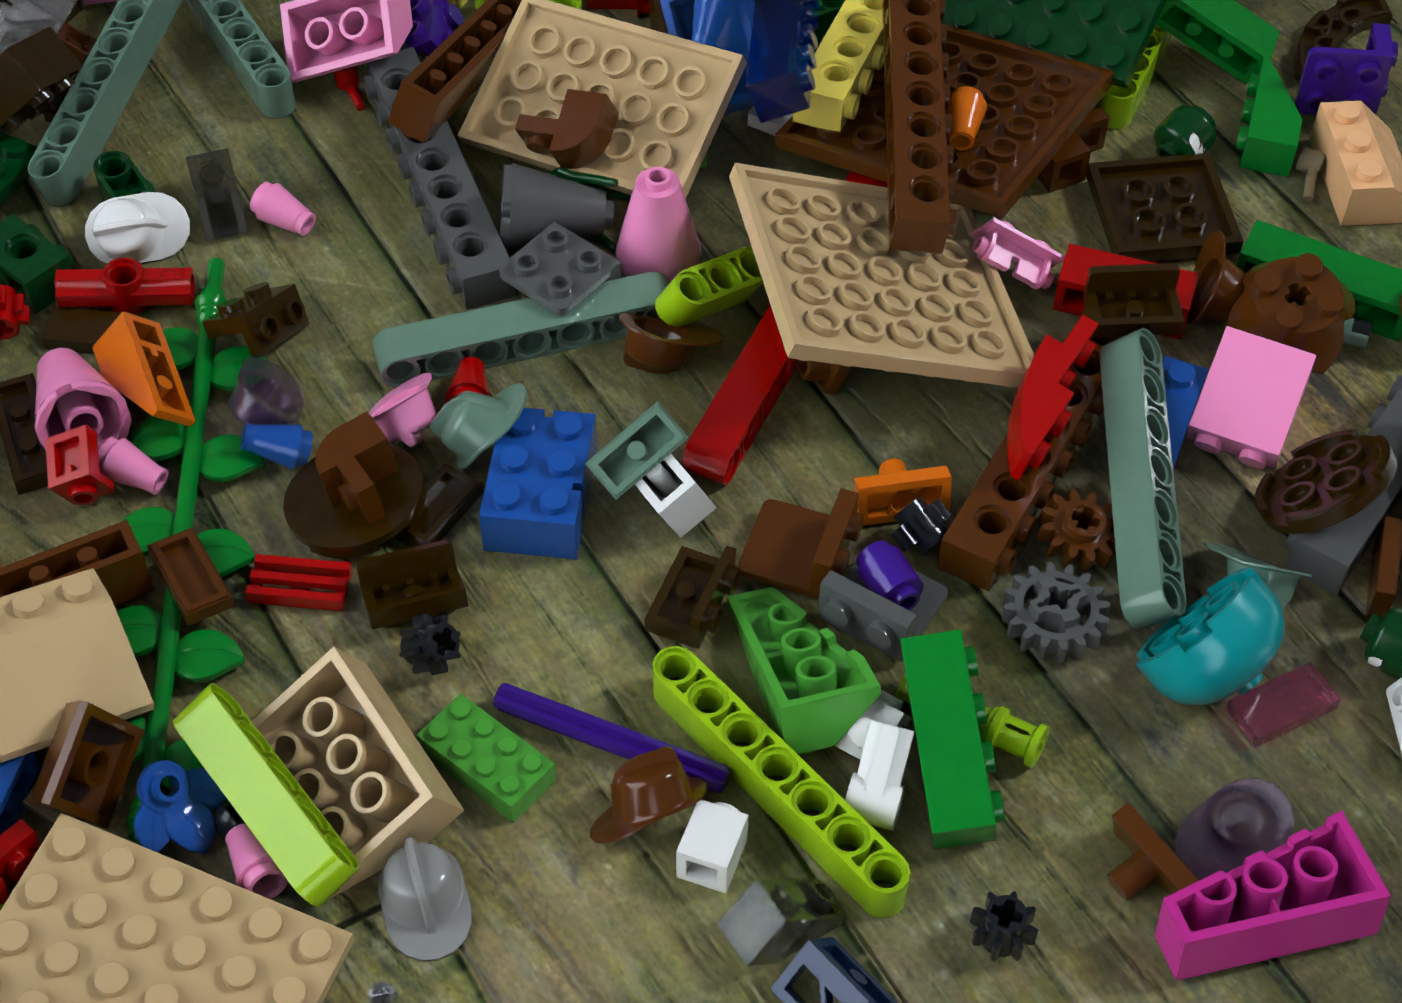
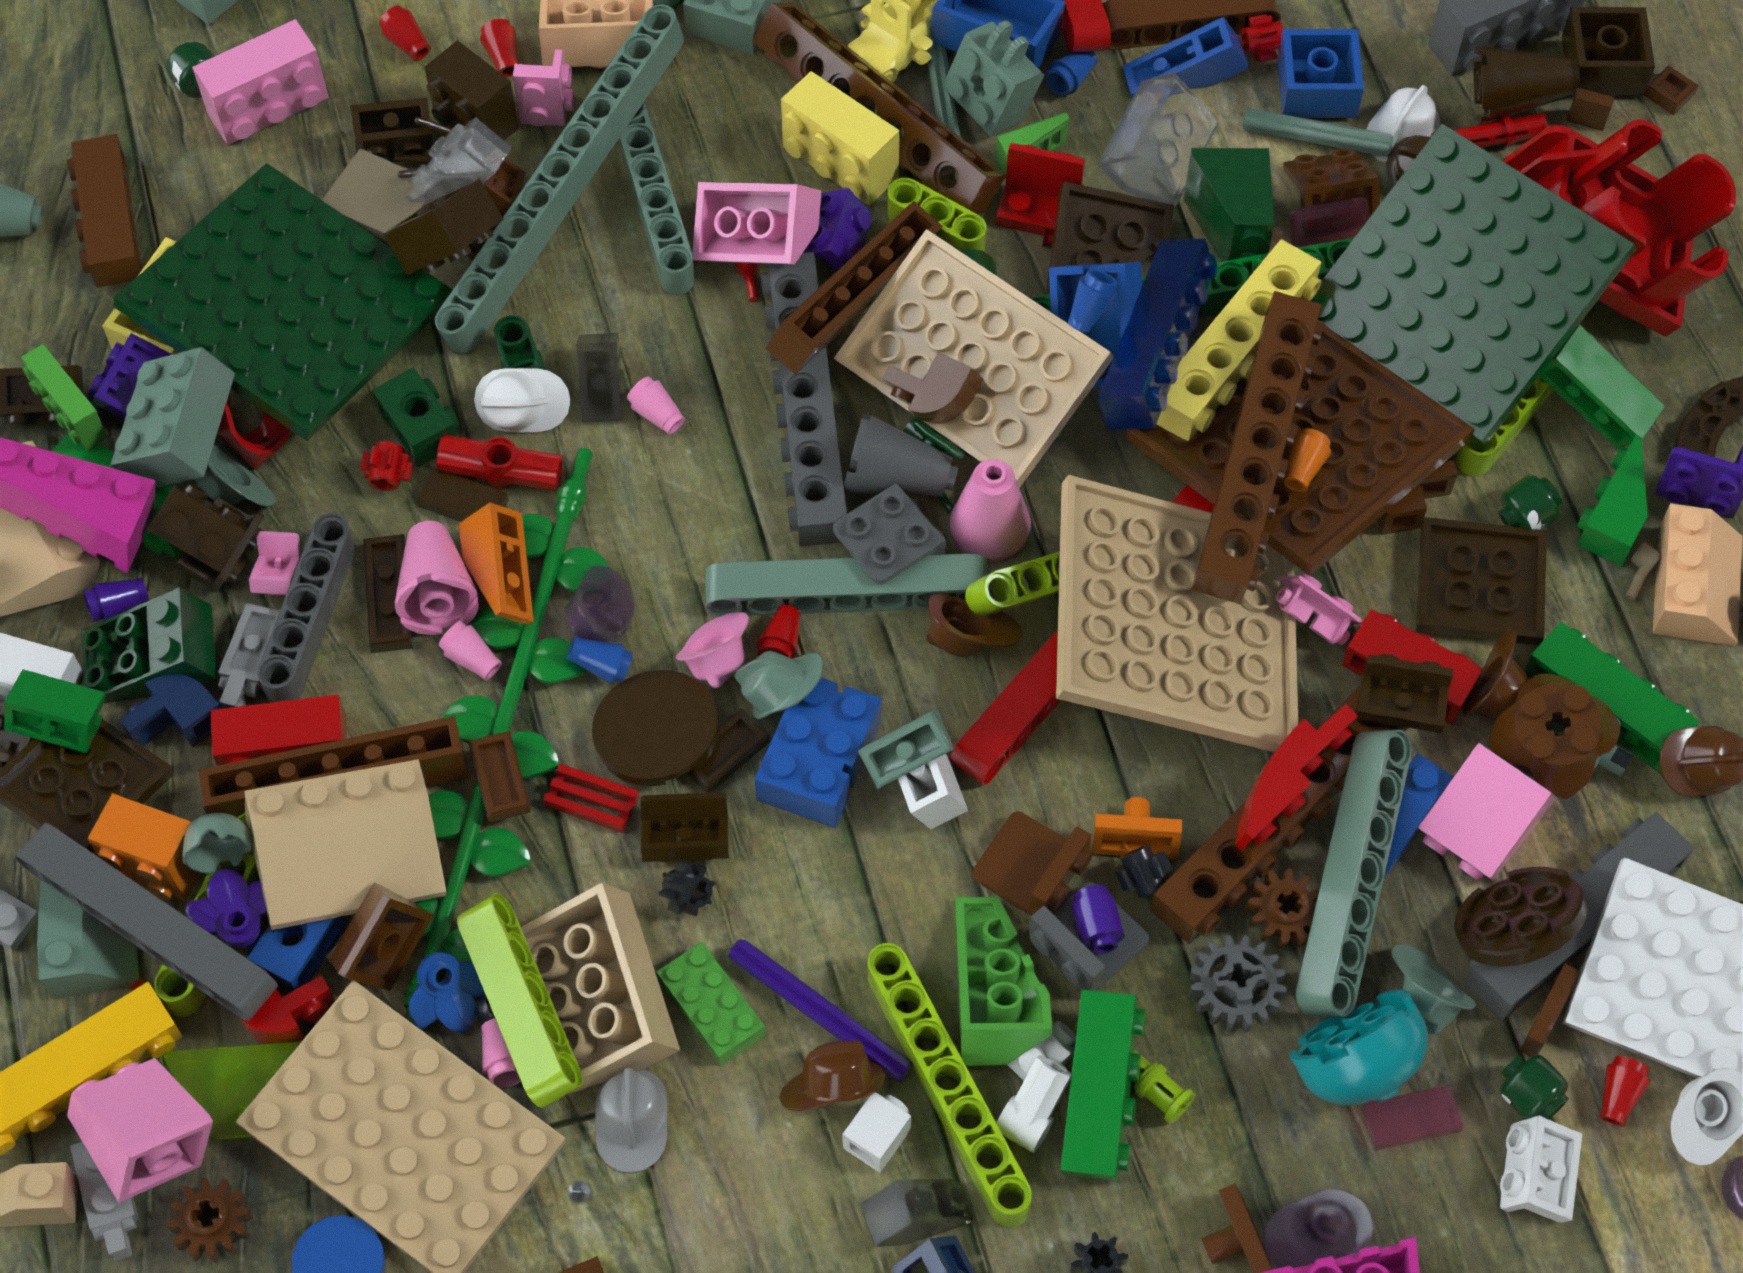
camera: 15 degrees right, 10 degrees up
(75, 466) = (422, 645): red bracket -> none
(263, 316) = (610, 523): dark brown bracket -> none
(351, 463) = (656, 697): reddish brown brick -> none
(692, 596) = (923, 891): dark brown bracket -> none

